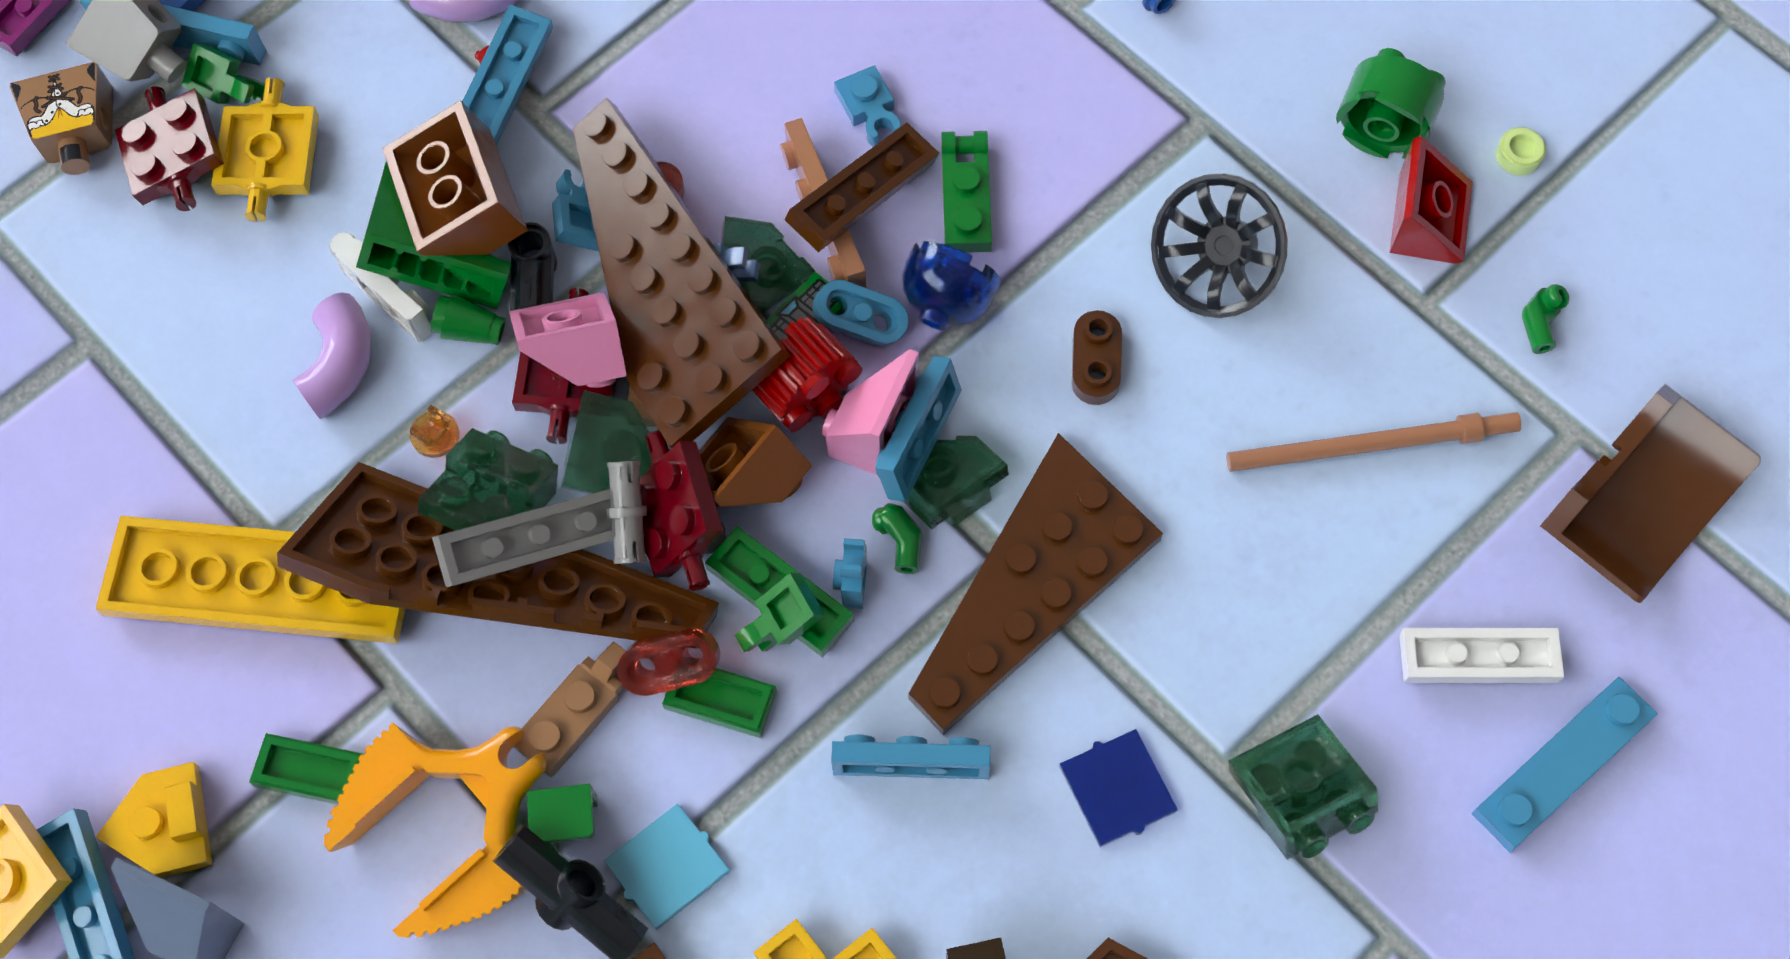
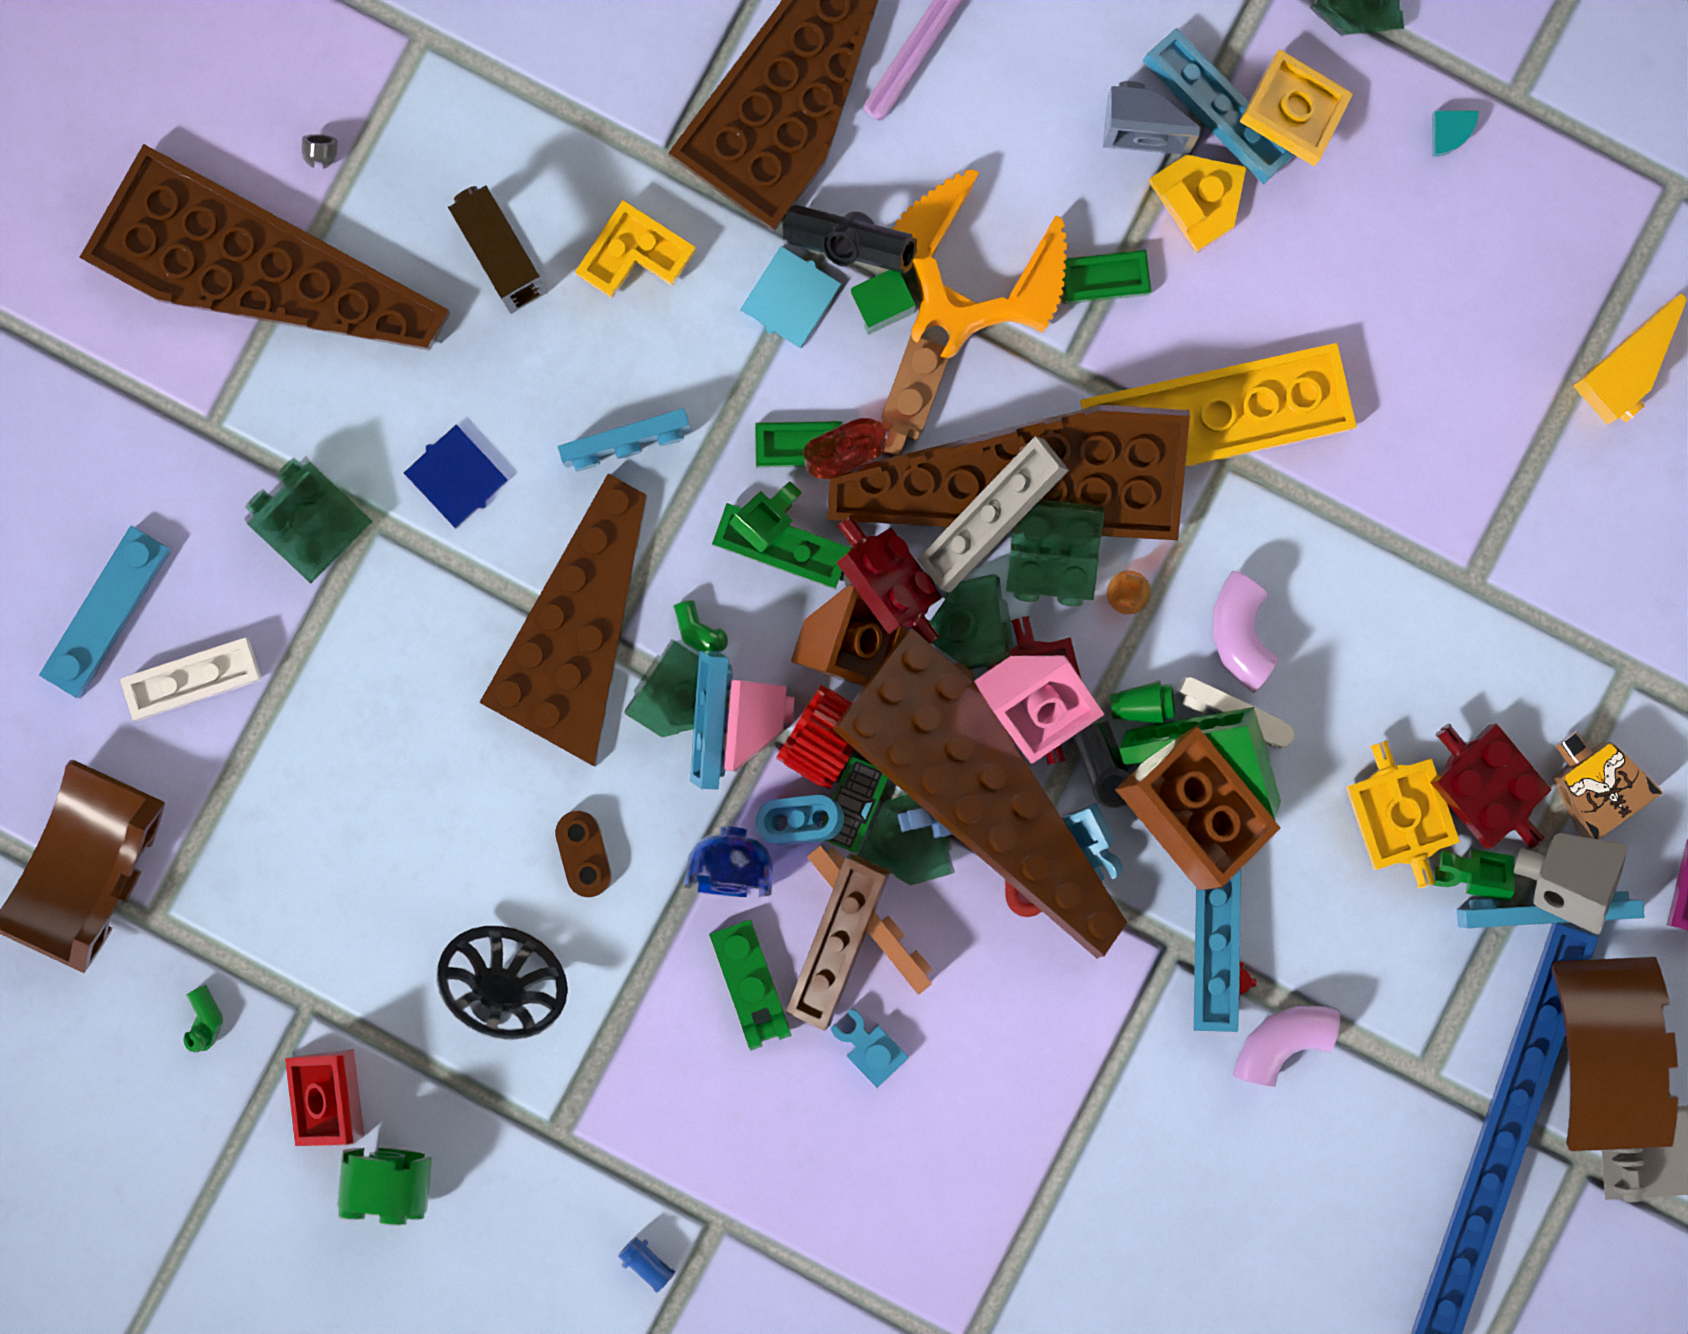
camera: 160 degrees right, 20 degrees up
(626, 512) = (927, 562): light grey pin -> none
(851, 572) = (725, 577): dark azure plate -> none
(1466, 429) = (247, 886): nougat bar -> none
(1520, 151) = (258, 1192): yellowish green tile -> none

